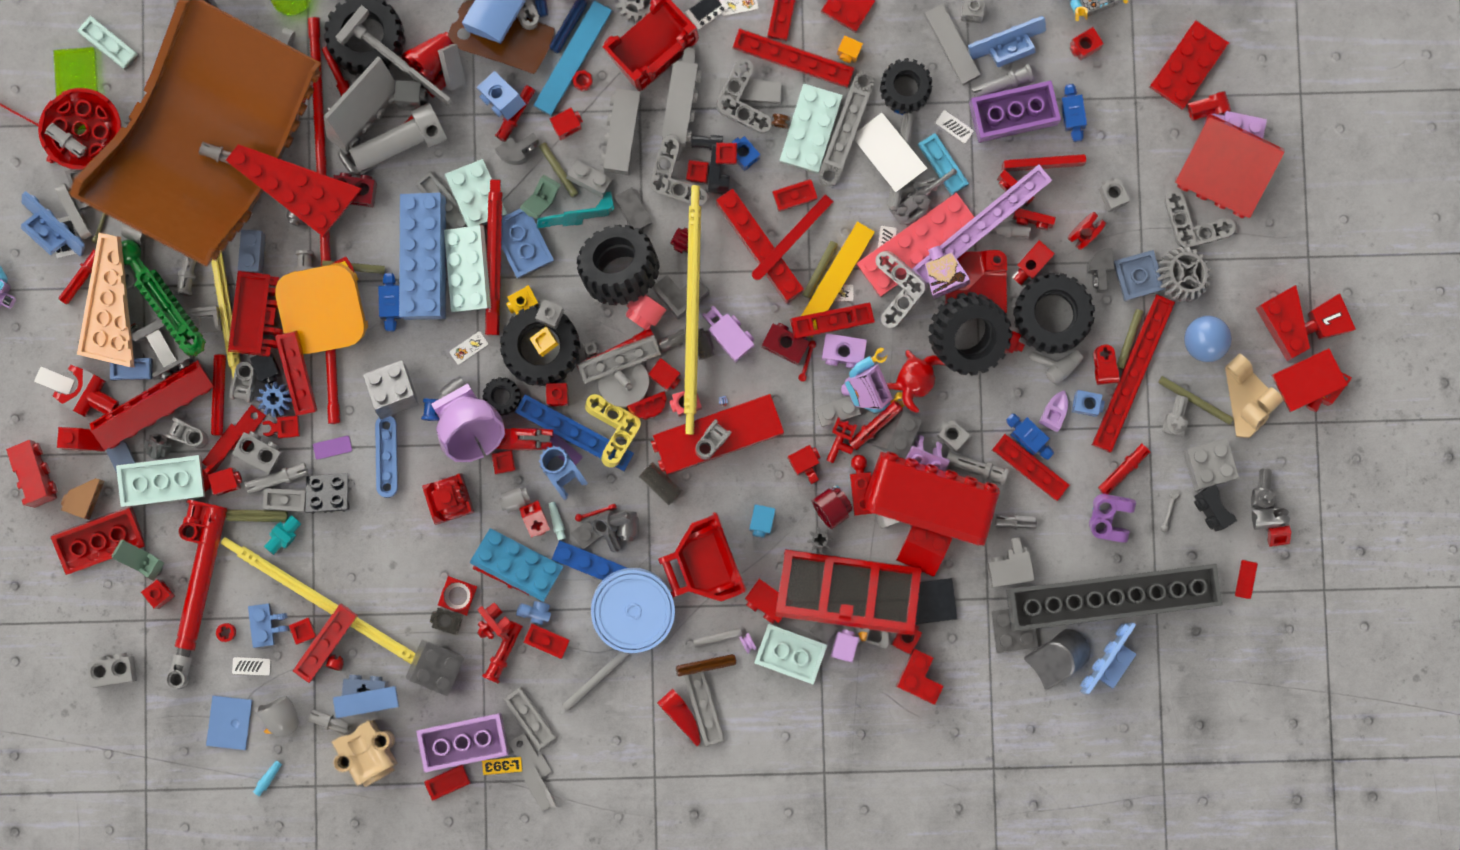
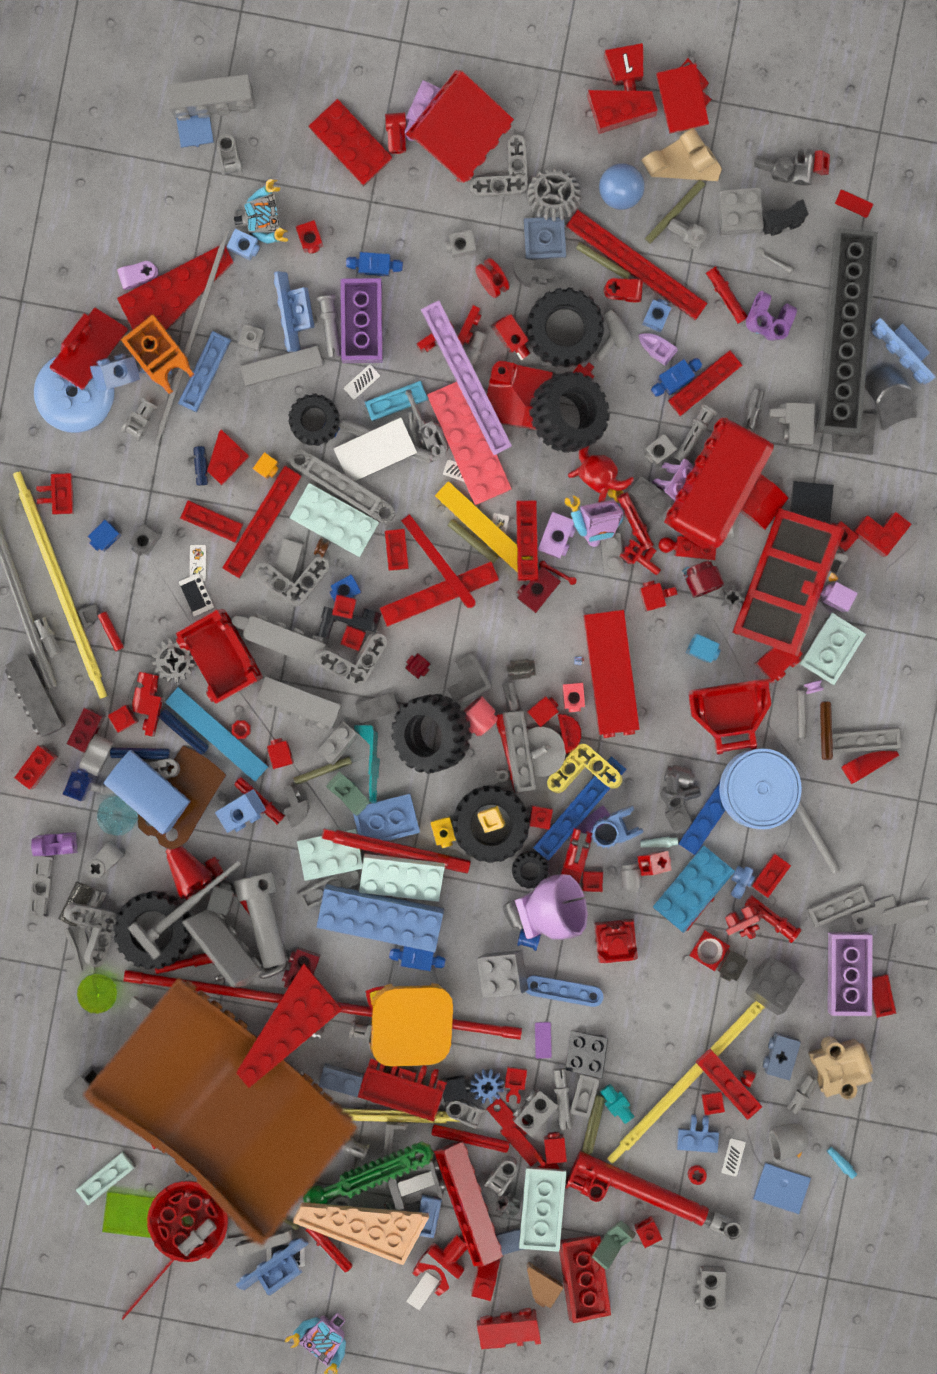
camera: 75 degrees left, 5 degrees up
(214, 152) = (237, 1096): light grey axle -> none
(296, 373) = (467, 1060): red plate -> none
(362, 267) = (377, 980): olive piece -> none
(365, 702) = (794, 1057): medium blue tile -> none
(452, 67) = (202, 852): light grey tile -> none
(468, 348) = (475, 891): white sticker -> none
(504, 765) = (878, 939): yellow sticker -> none
(549, 314) = (467, 808): light grey brick -> none
(579, 517) = (660, 820): red hinge -> none
(660, 483) = (645, 737): clear smoke pin -> none
(692, 309) = (489, 671): light yellow axle -> none
(712, 439) = (617, 678): light grey piece -> none
(729, 334) = (517, 641): lavender brick -> none
(907, 290) = (513, 462): light grey beam -> none
(944, 273) = (506, 423): torso -> none
(1044, 162) = (416, 305): red tile -> none

